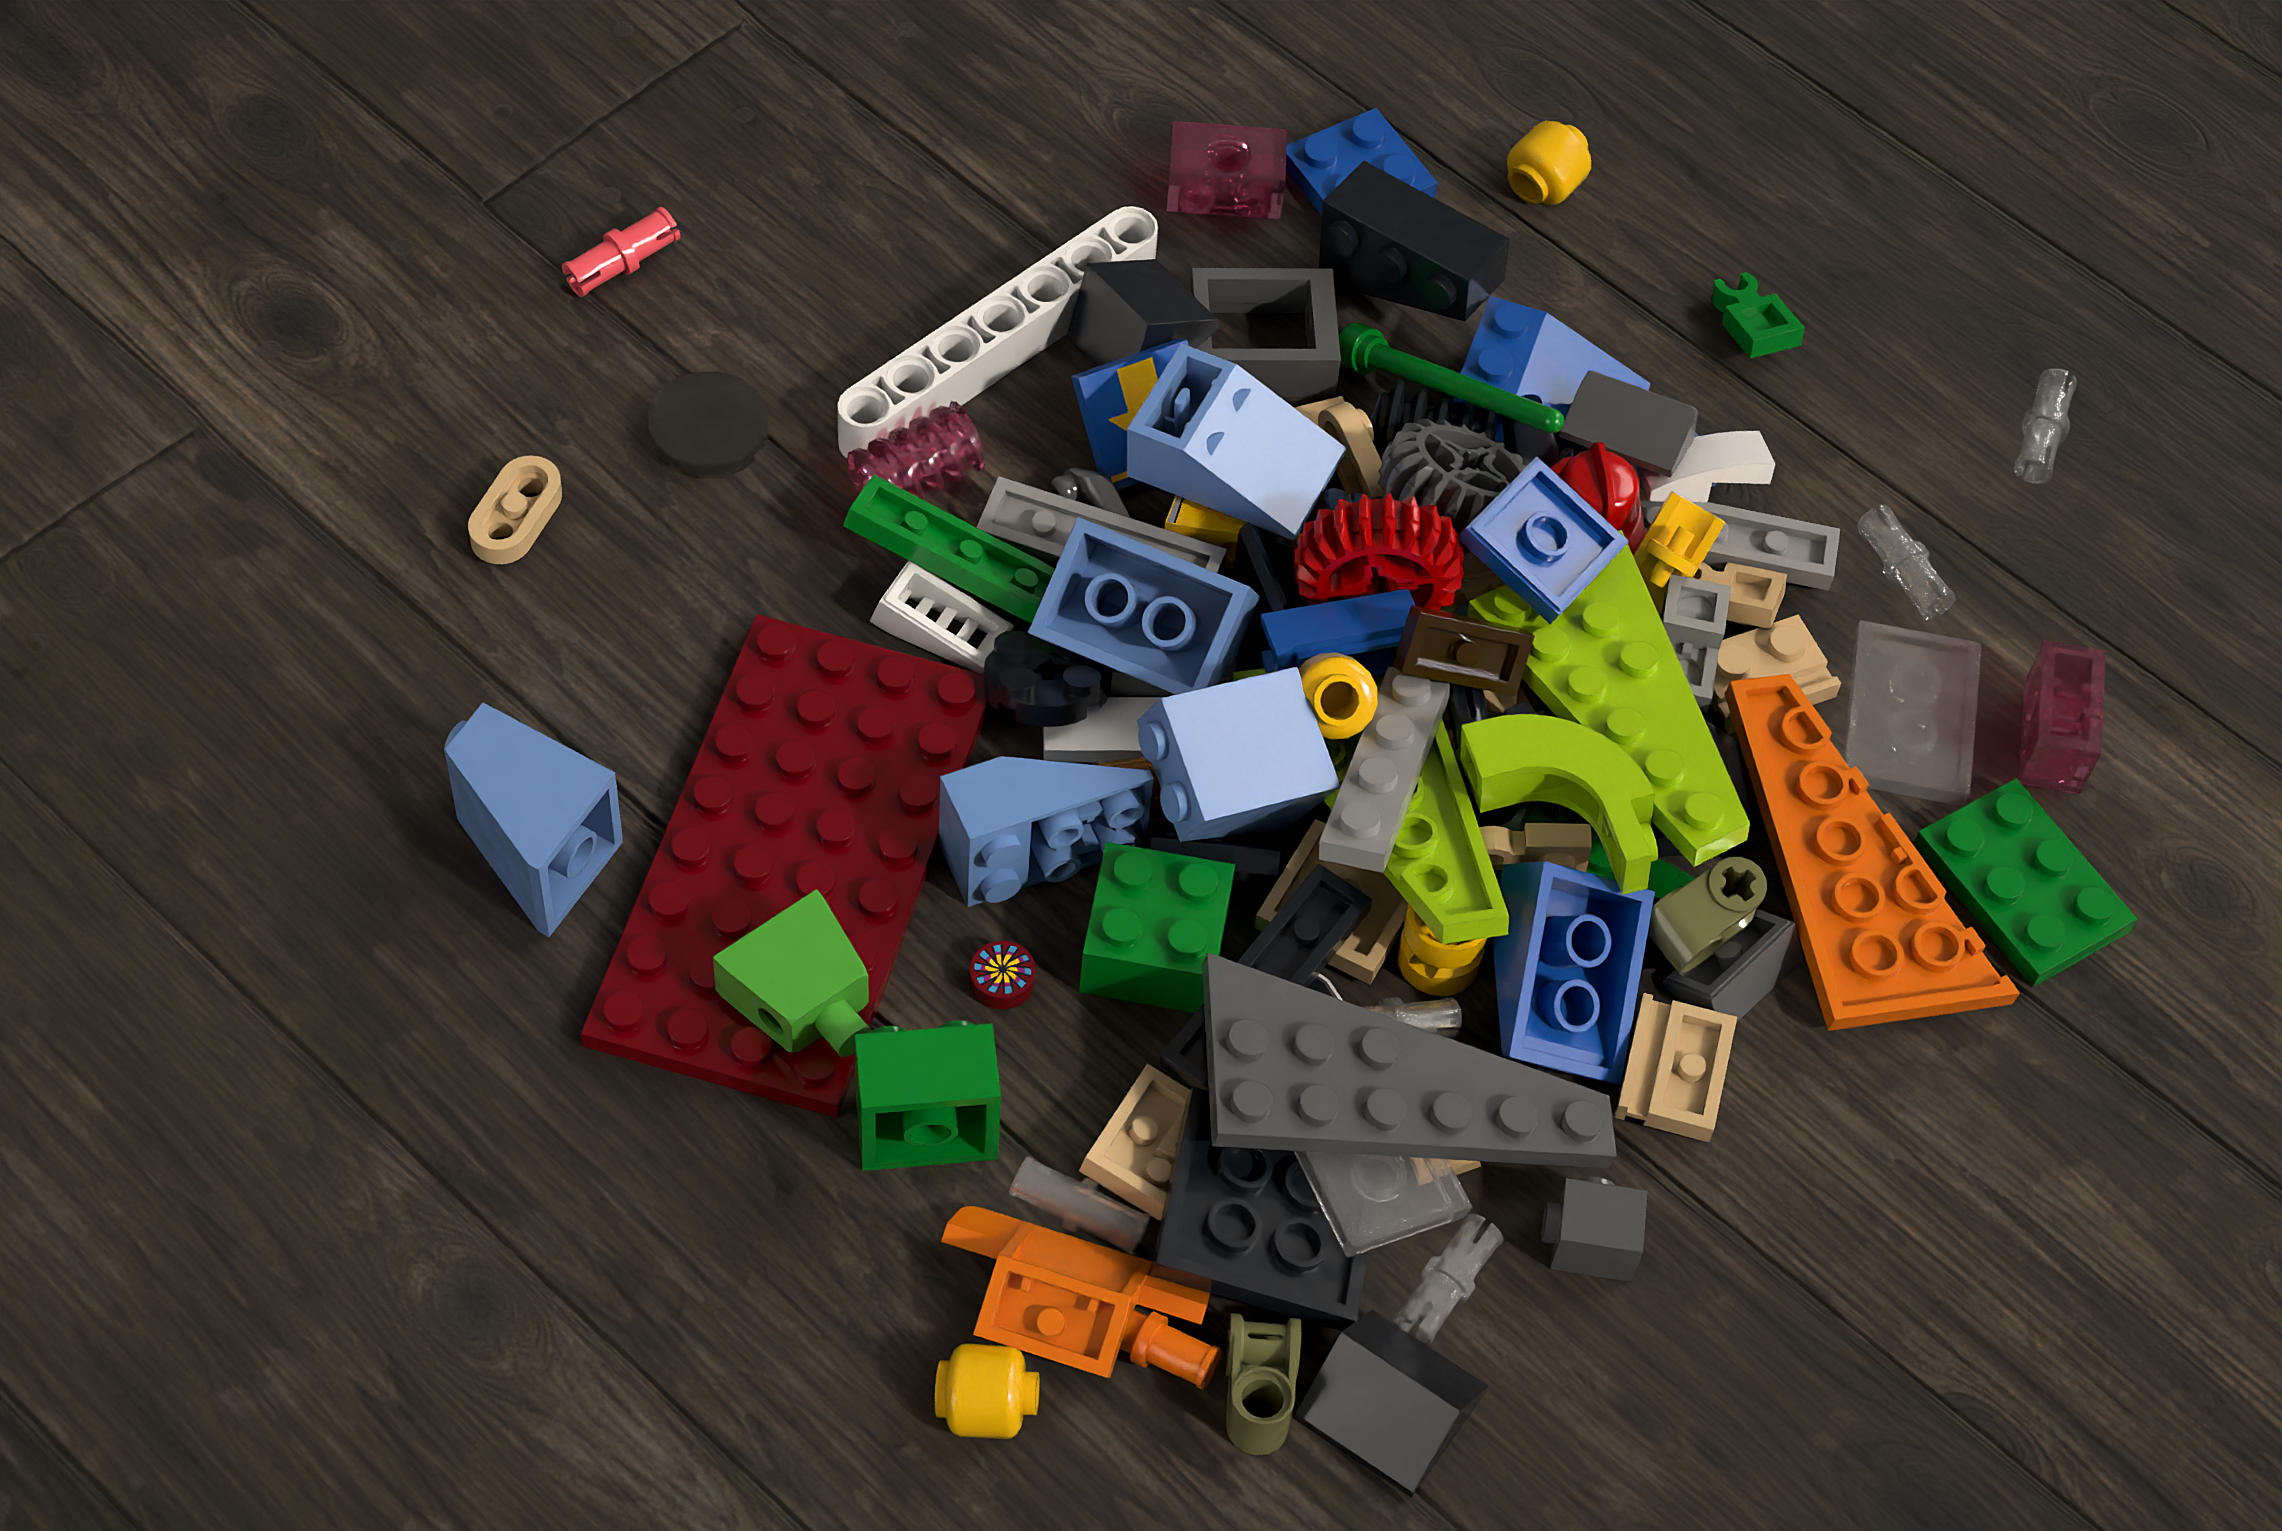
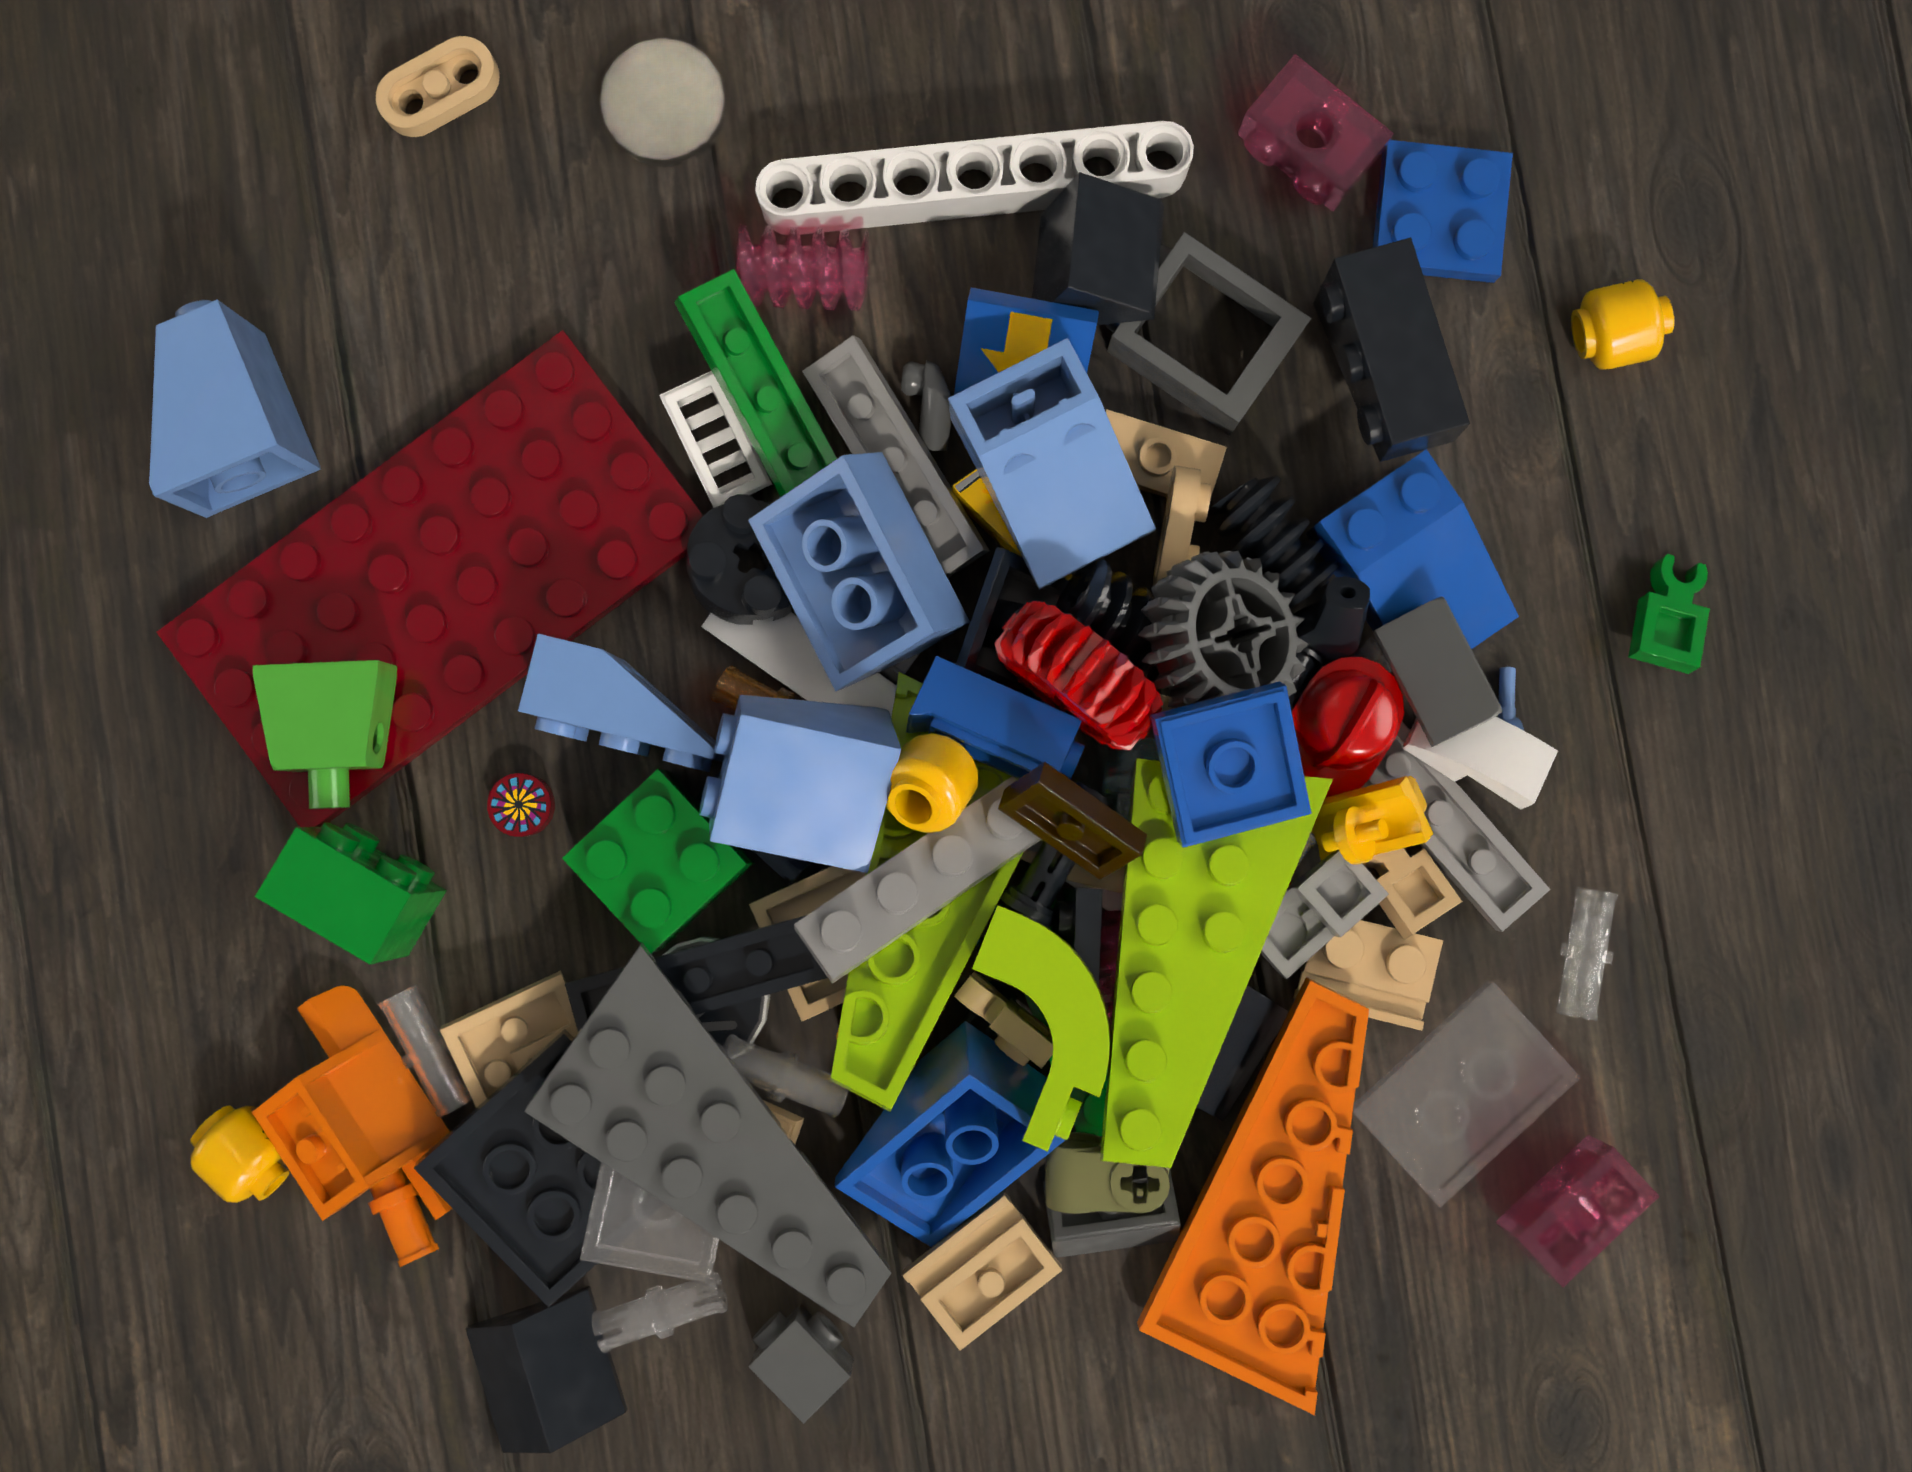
camera: 45 degrees right, 30 degrees up
(1261, 1371) = (456, 1286): olive piece -> none
(1367, 351) = (1283, 415): green piece -> none
(2024, 882) = (1418, 1312): green plate -> none
(2045, 426) = (1838, 909): clear pin -> none

